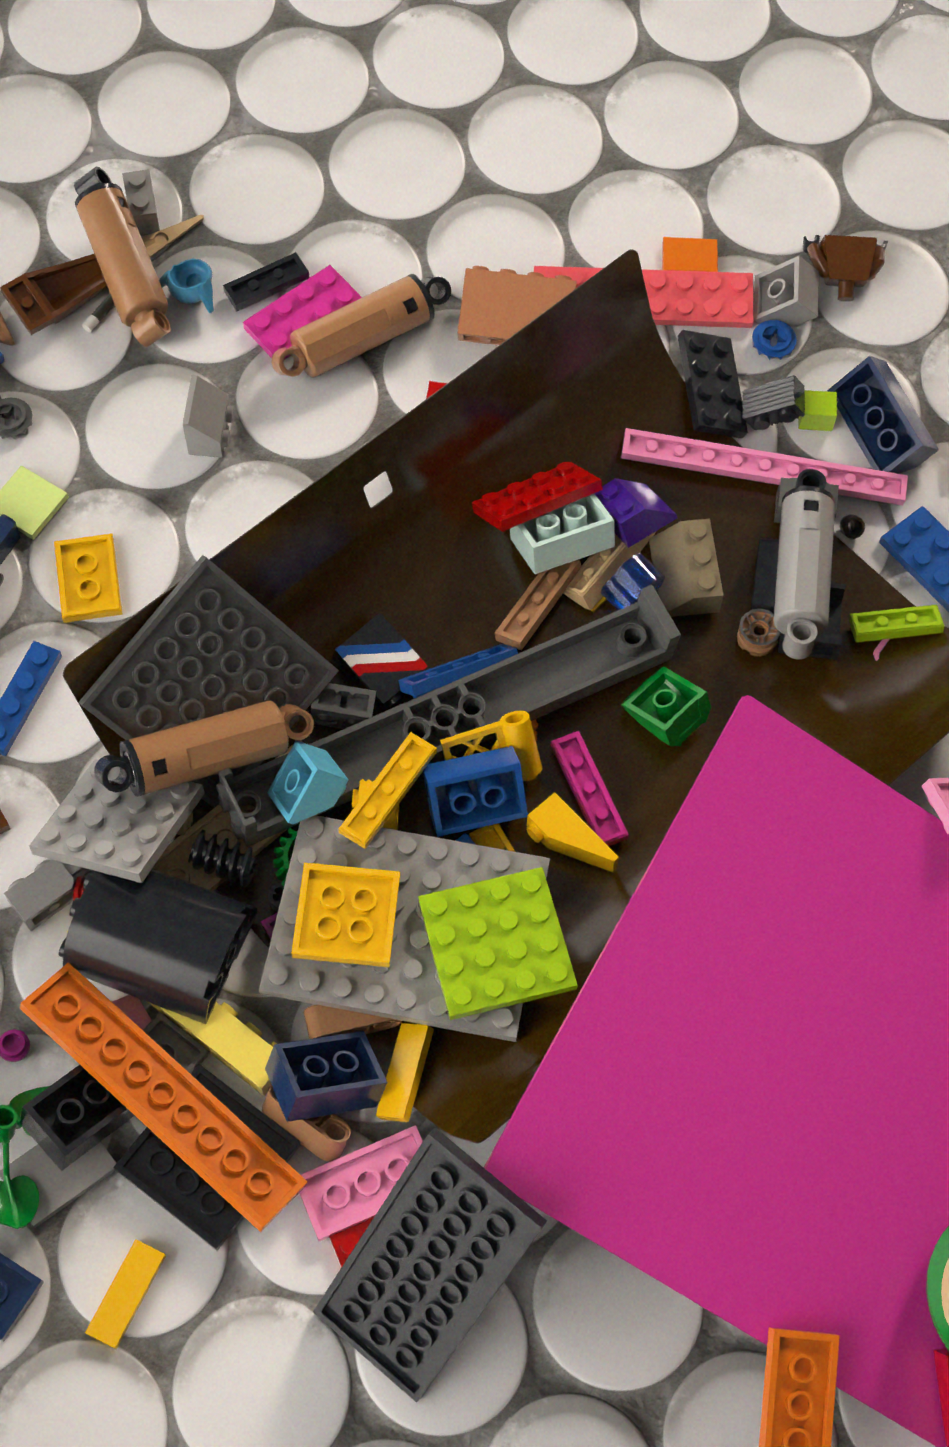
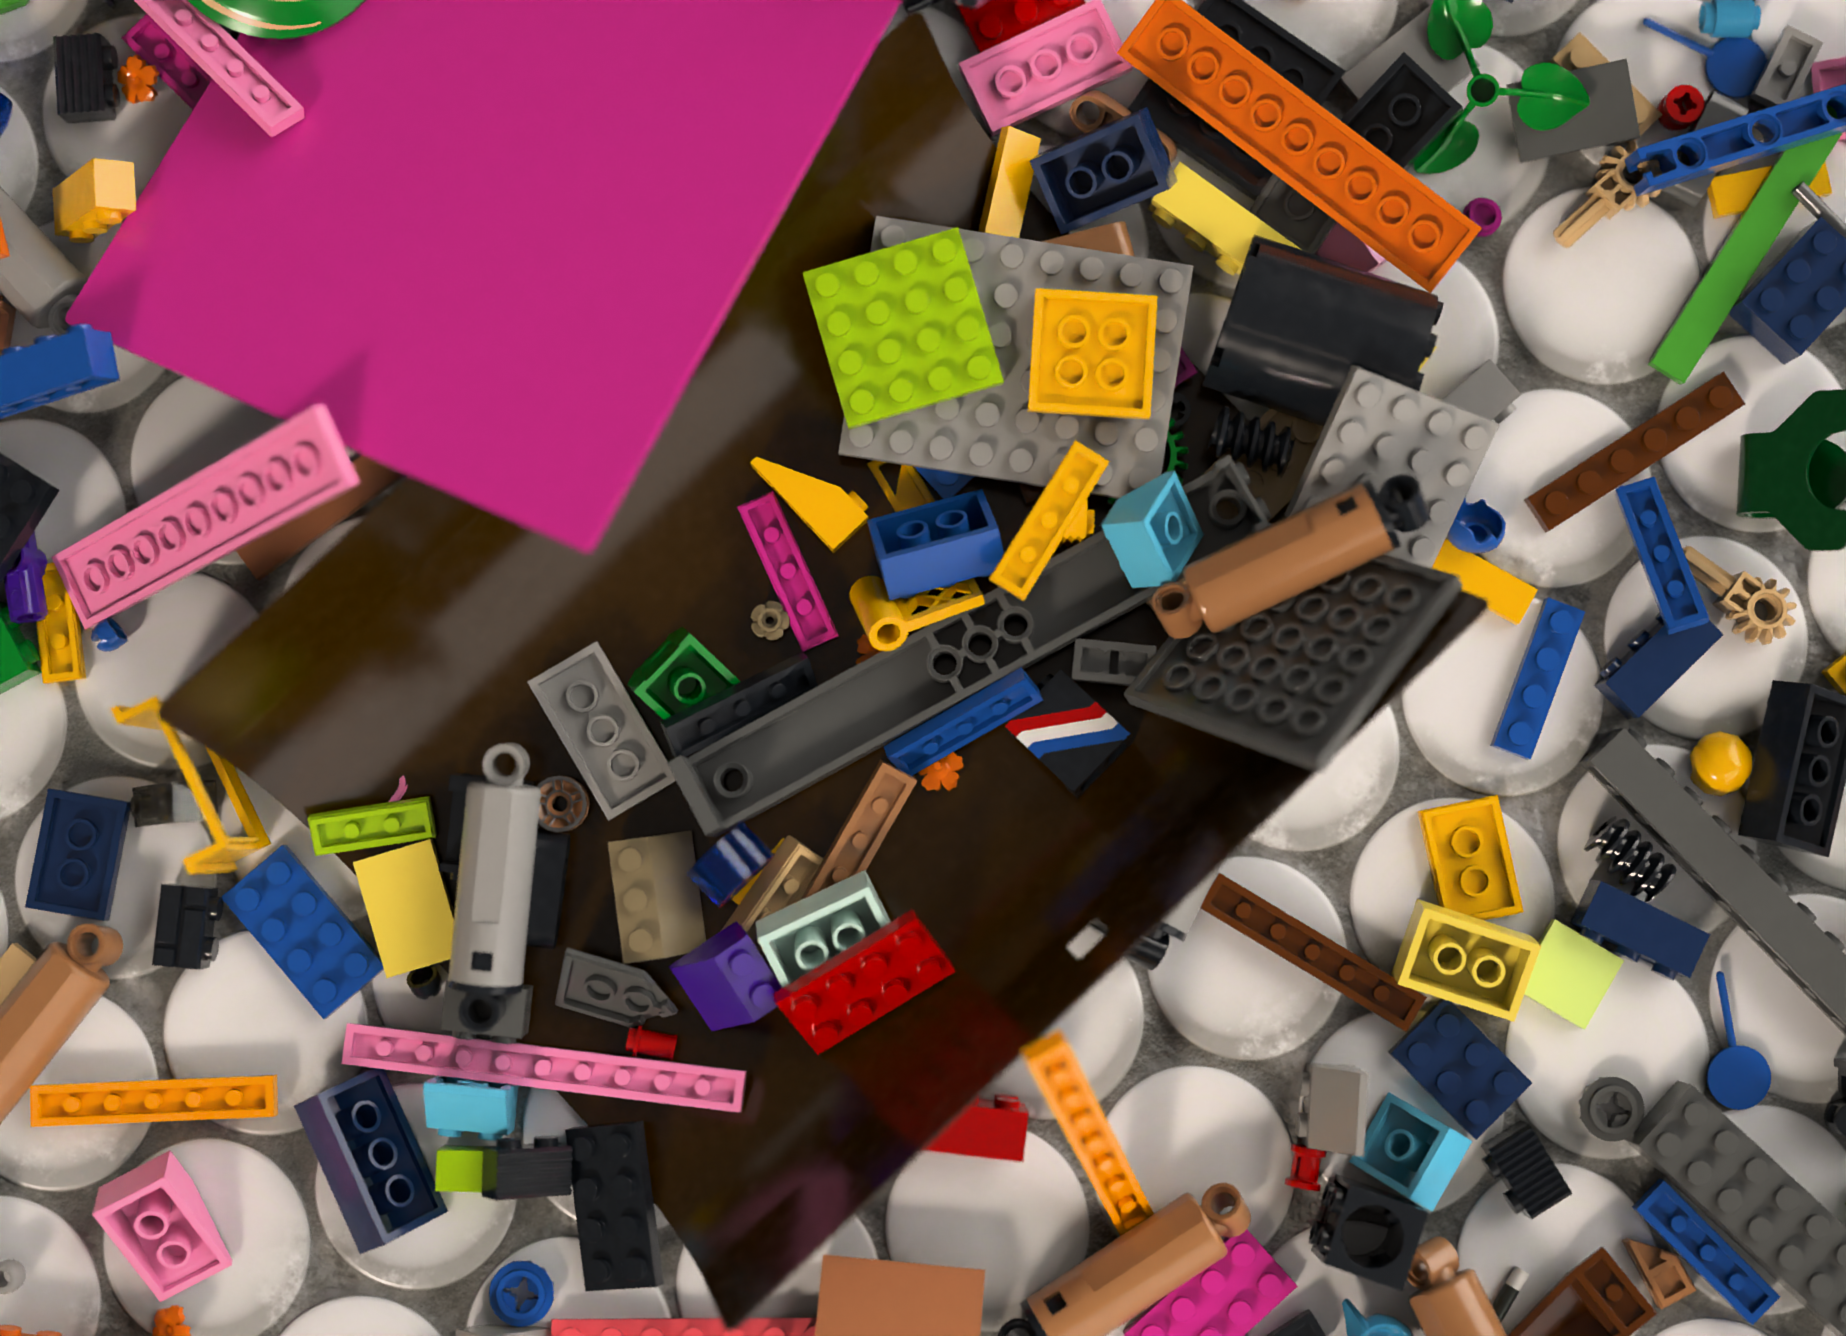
camera: 175 degrees right, 20 degrees up
(48, 764) = (1505, 593): none -> yellow tile
(48, 796) = (1477, 528): none -> blue hair
(77, 382) = (1525, 1169): none -> black brick
(101, 505) = (1465, 960): none -> light yellow brick
(113, 448) = (1460, 1068): none -> dark blue plate
(154, 395) = (1411, 1151): none -> medium azure slope
(189, 324) = (1394, 1257): none -> black brick
(189, 507) = (1312, 952): none -> reddish brown plate
(231, 387) = (1305, 1168): none -> red bush
(385, 381) = (1087, 1130): none -> light orange plate
(474, 645) = (942, 773): none -> orange plant
(606, 760) = (774, 630): none -> dark tan plate
(626, 686) = (738, 705): none -> black plate
(688, 480) = (651, 1043): none -> red pin
(717, 508) = (610, 990): none -> dark grey tile
(724, 670) = (602, 730): none -> light grey plate
(815, 442) = (470, 1106): none -> medium azure slope
(868, 570) = (407, 907): none -> light yellow tile

